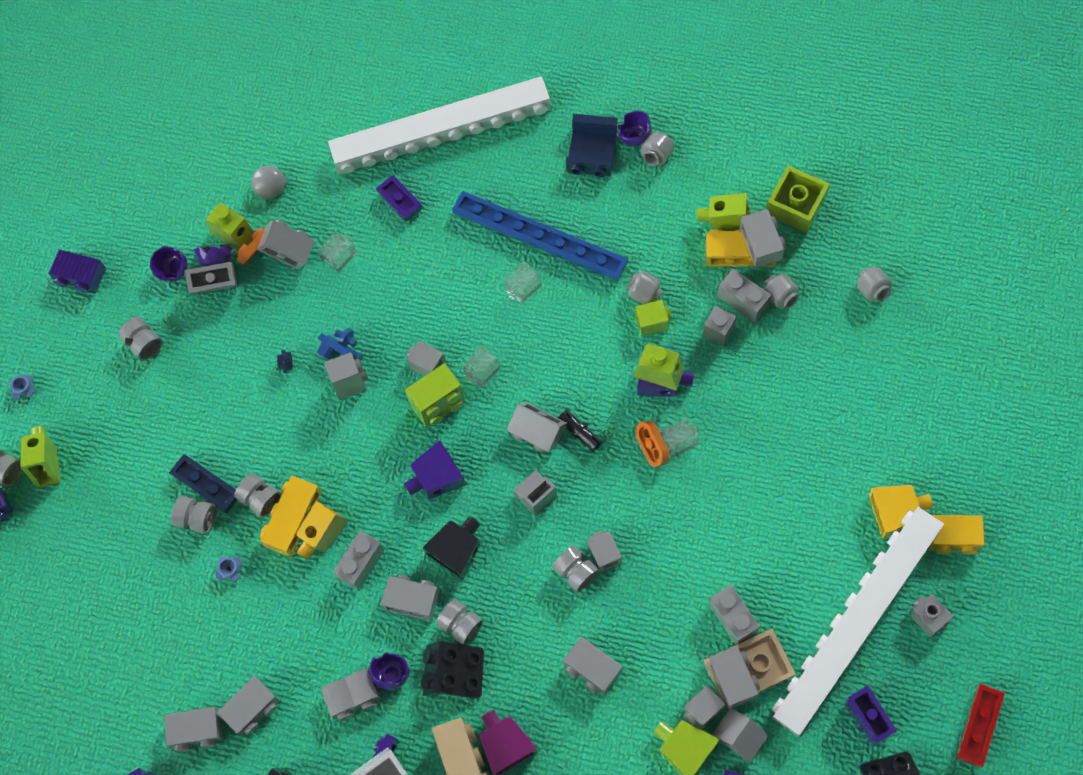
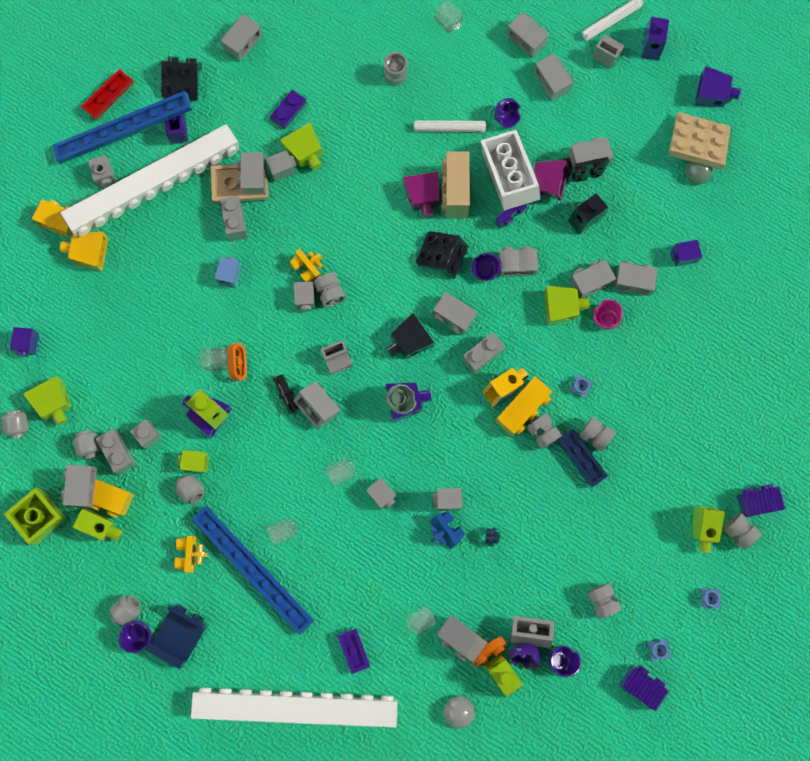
camera: 170 degrees left, 10 degrees up
(66, 309) = (663, 654): none -> medium blue plate
(216, 665) = (608, 314): none -> dark pink hair
(277, 659) = (563, 304): none -> lime torso
(435, 395) = (384, 455): lime brick -> none
(435, 458) = (400, 399): none -> sand green hair
(456, 619) = (425, 282): light grey wheel -> none
(592, 666) = (344, 220): light grey brick -> none
(612, 216) = (187, 563): none -> yellow hips
(626, 595) = (301, 260): none -> yellow hips
(710, 546) = (228, 272): none -> medium blue brick
(740, 734) = (265, 141): light grey piece -> none
(848, 322) = (50, 400): none -> lime torso
(913, 375) = (24, 341): none -> dark purple brick
(929, 676) = (122, 127): none -> blue plate

